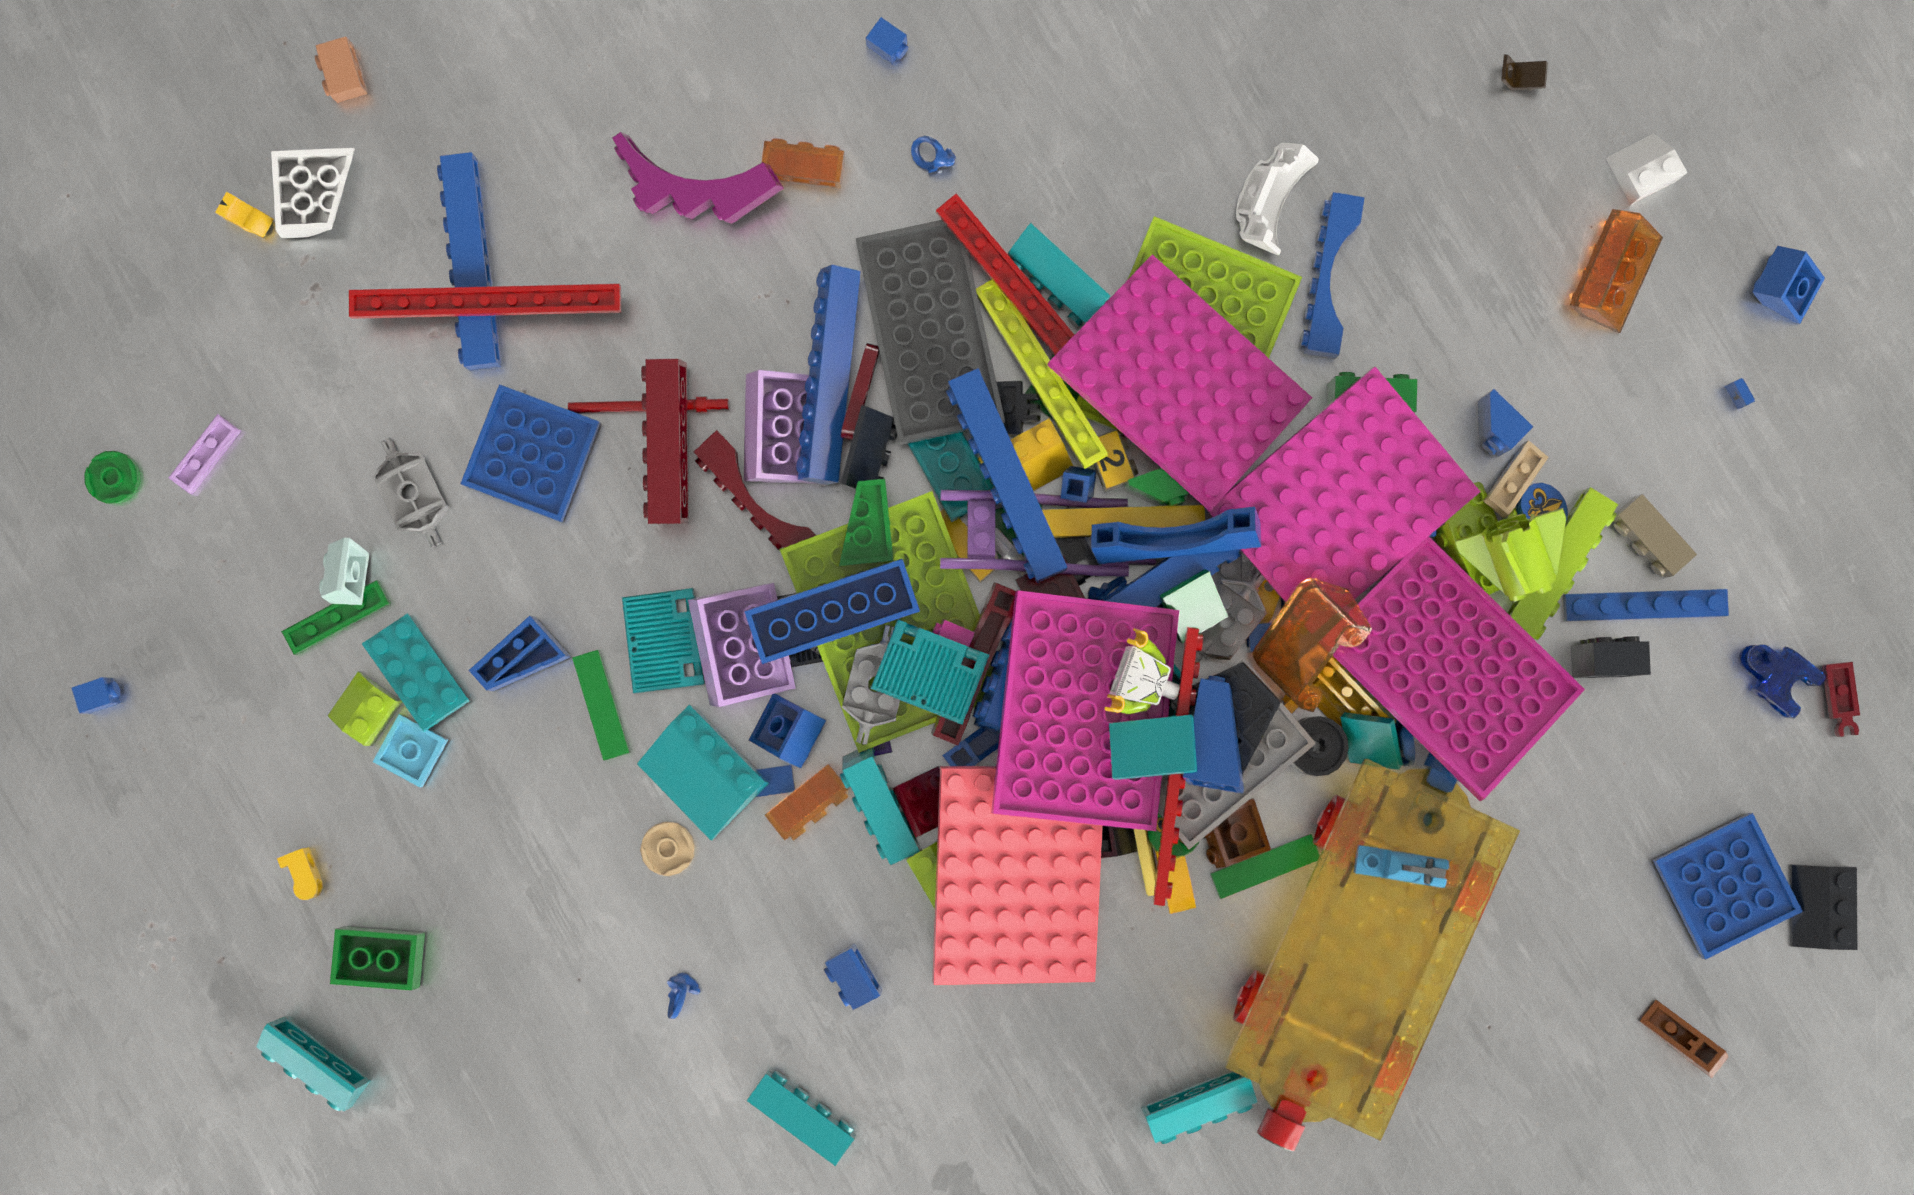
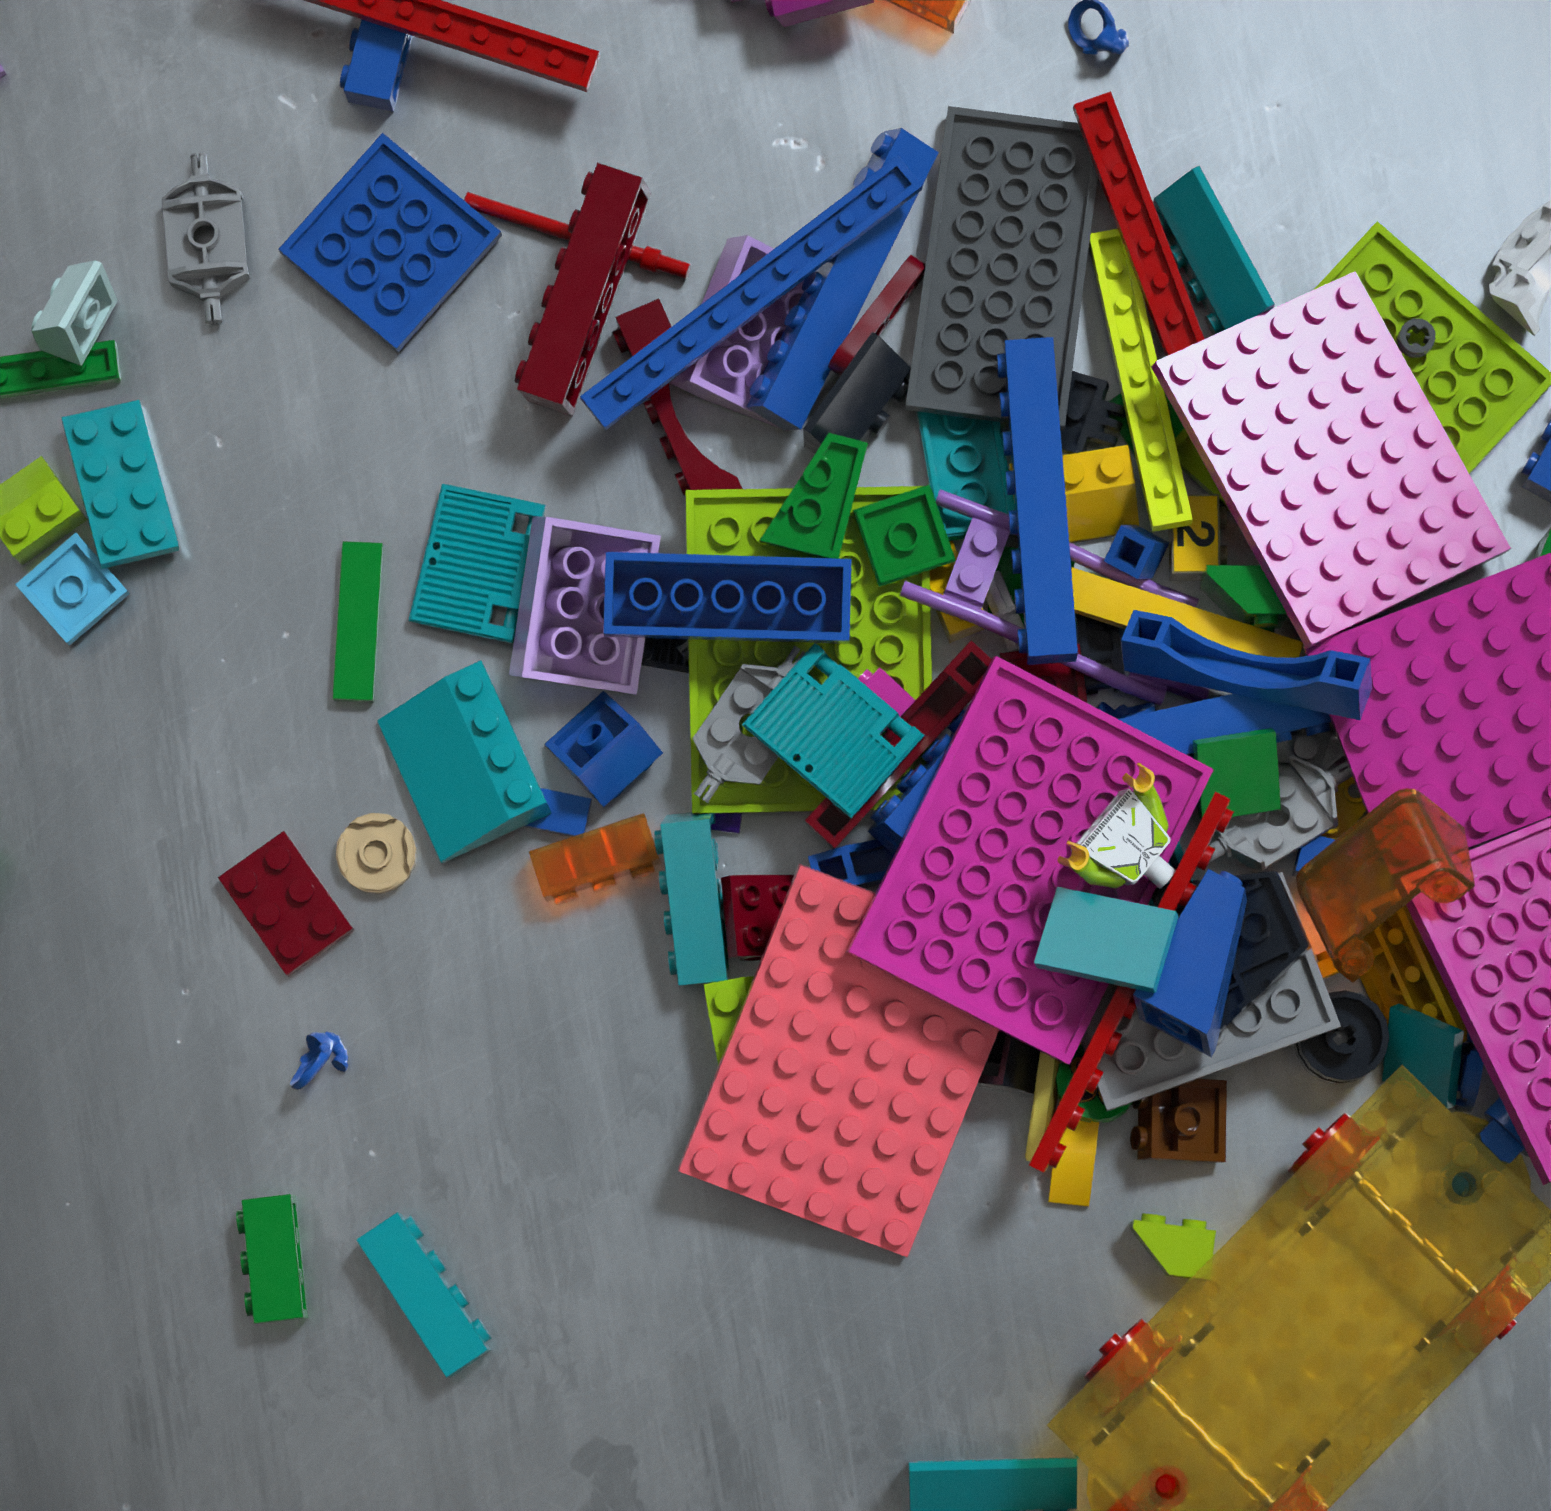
camera: 25 degrees right, 5 degrees down
(519, 655) = (270, 511): blue wedge -> none
(622, 901) = (286, 903): none -> dark red plate
(698, 1130) = (272, 1259): none -> green brick
(775, 407) = (751, 292): none -> blue plate
(853, 977) = (568, 1123): blue slope -> none
(928, 528) = (904, 535): none -> green tile
(1208, 291) = (1415, 349): none -> dark grey bush
(1262, 915) = (1175, 1248): none -> lime slope
(1265, 866) = (1204, 1183): green tile -> none
(1406, 867) = (1402, 1231): dark azure plate -> none

